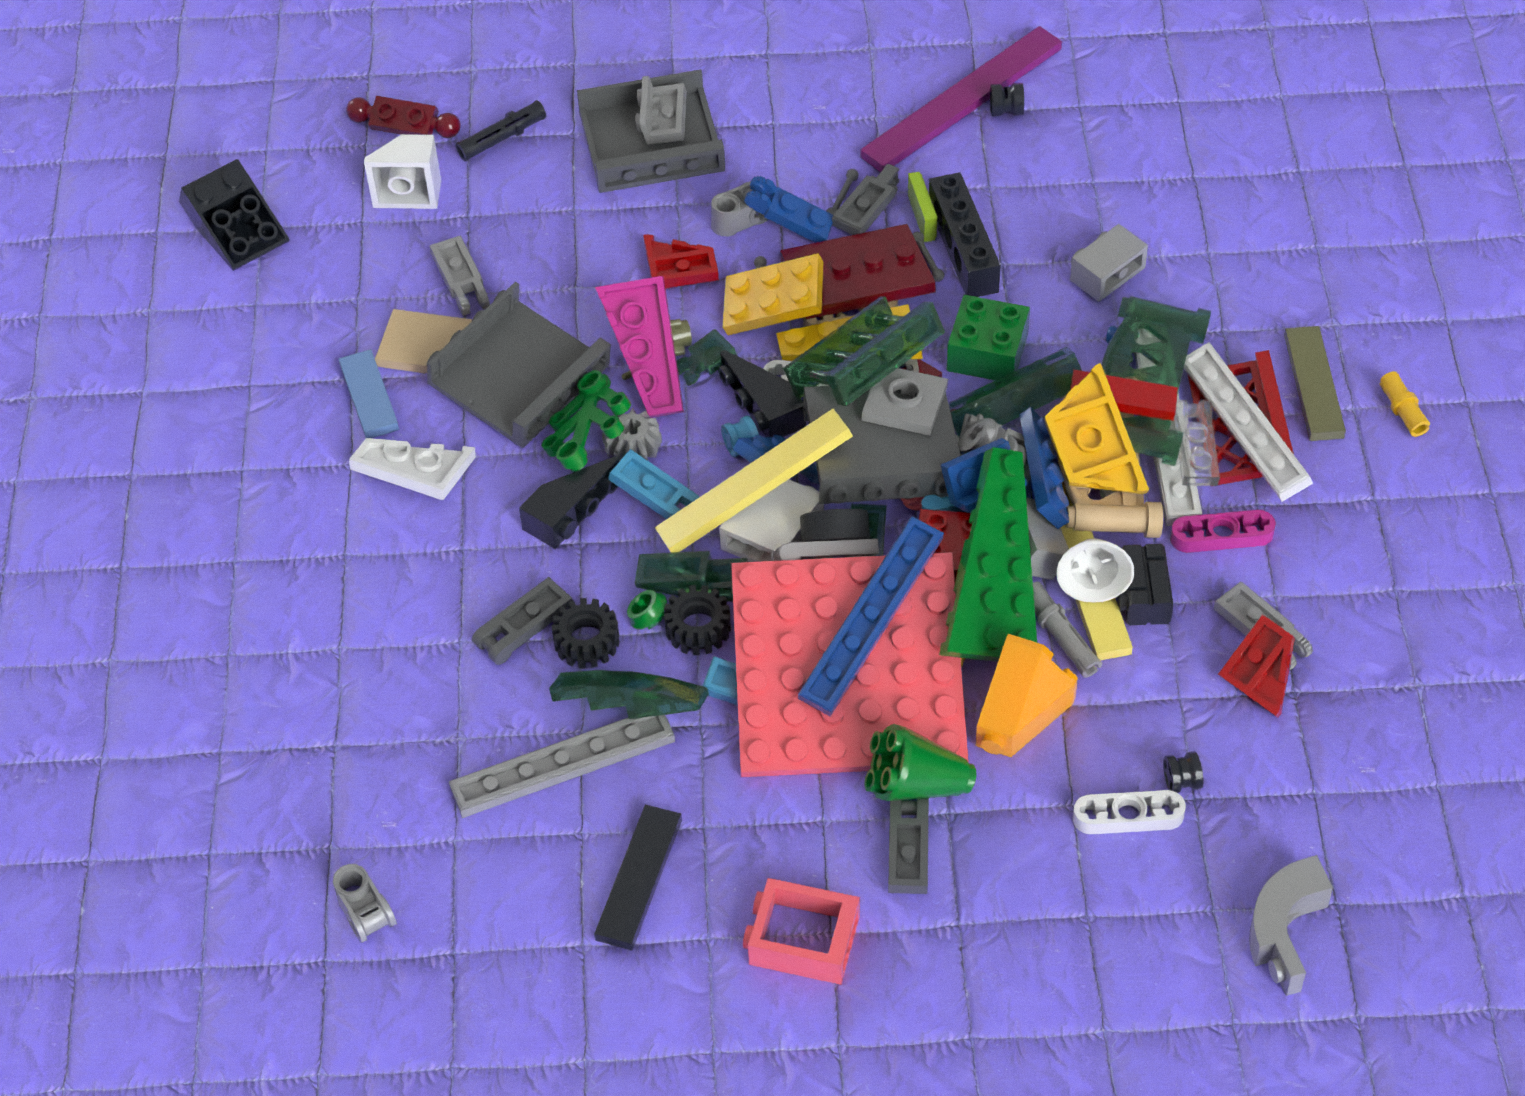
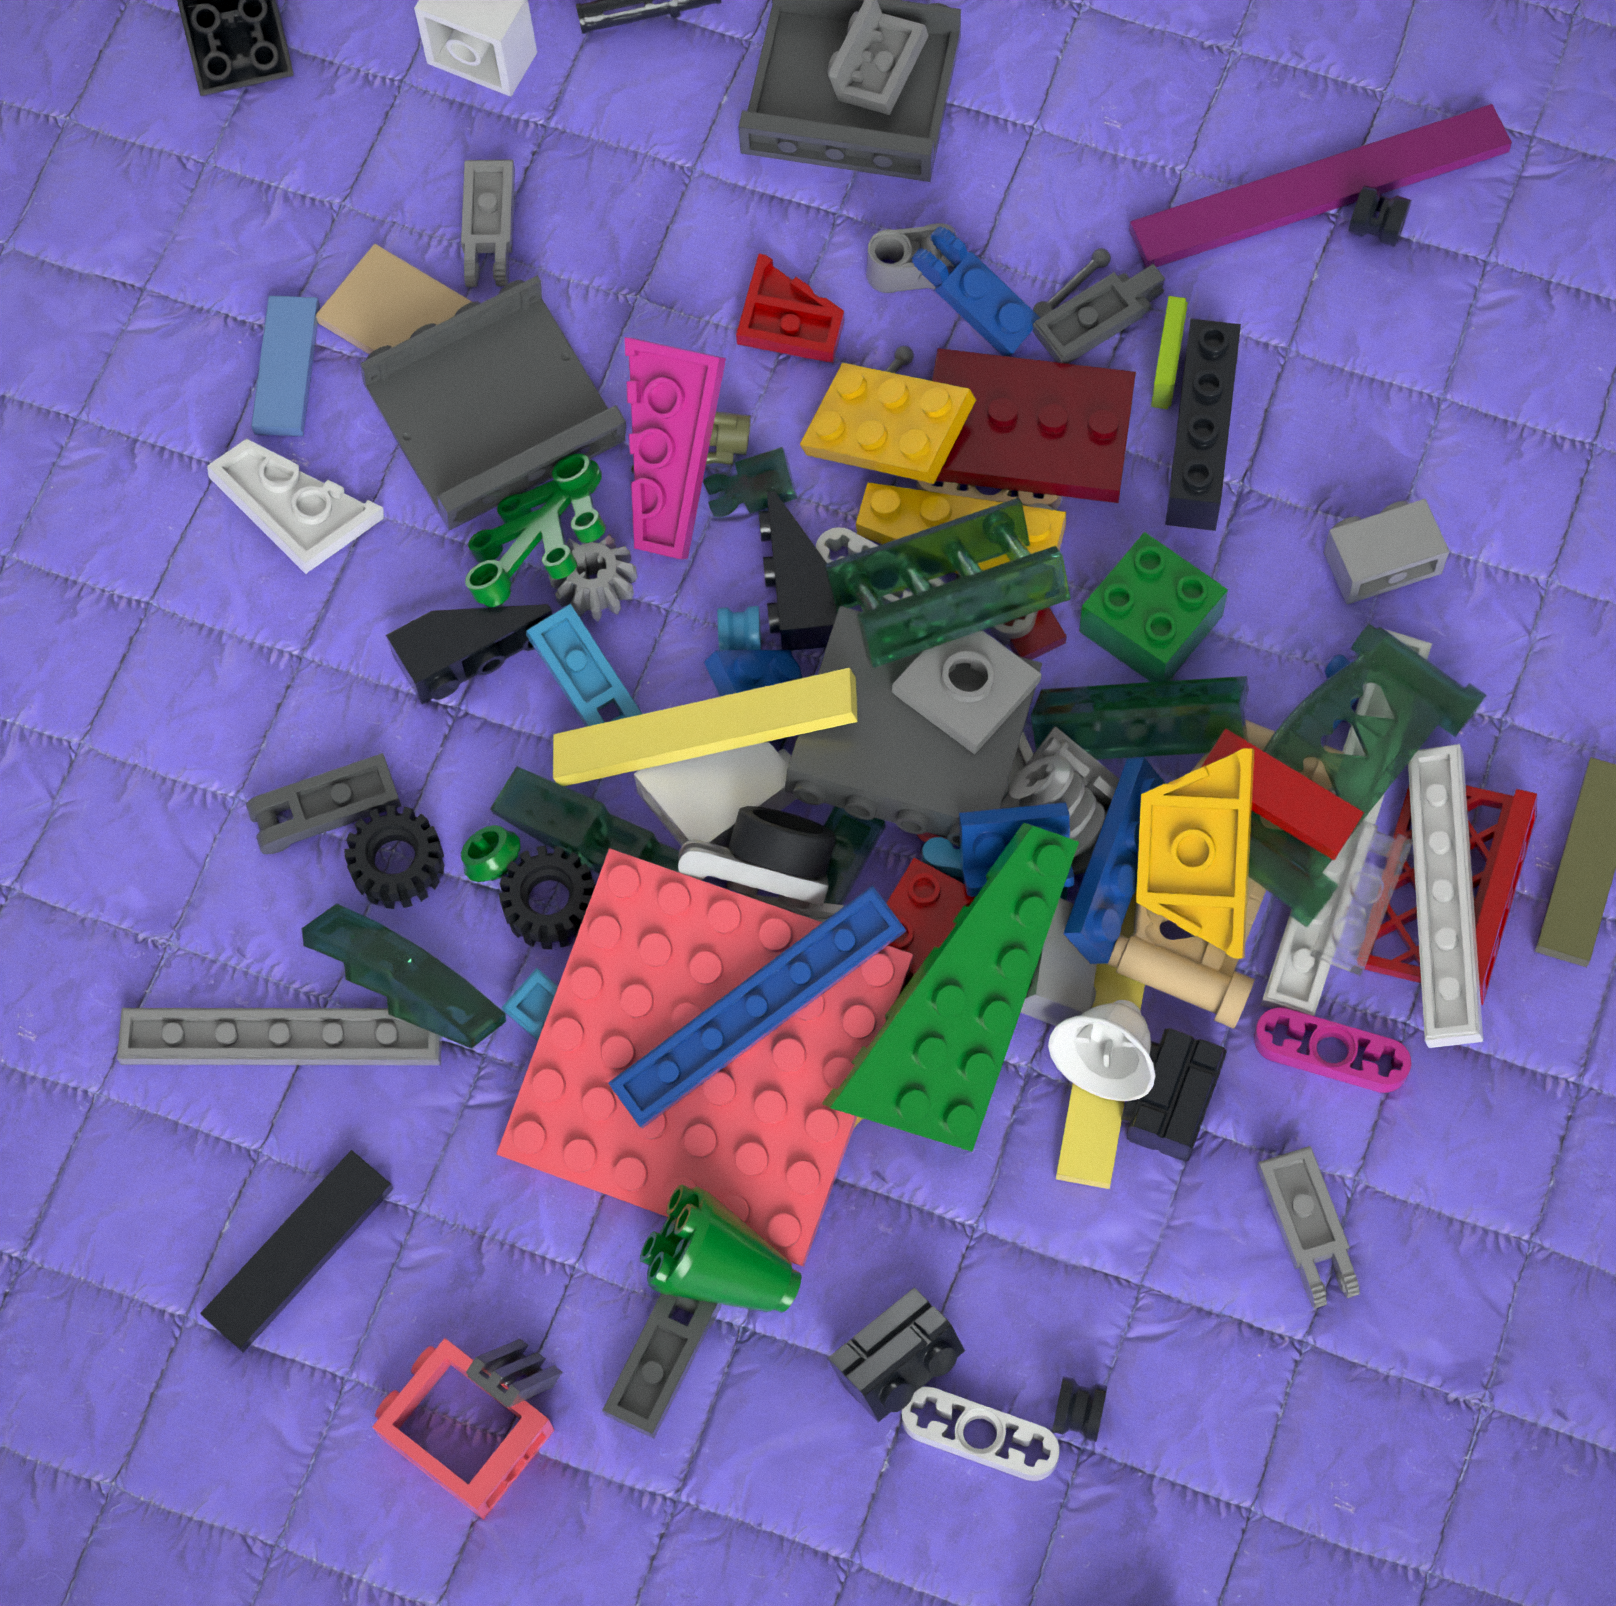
camera: 25 degrees right, 15 degrees up
(822, 880) = (505, 1366): none -> dark grey tile
(937, 274) = (1142, 401): dark grey hinge -> none
(1023, 697) = (912, 1207): light orange slope -> none
(1054, 619) = (1024, 1093): light grey pin -> none
(1056, 783) = (897, 1355): none -> black brick
(1262, 665) = (1270, 1293): red wing -> none

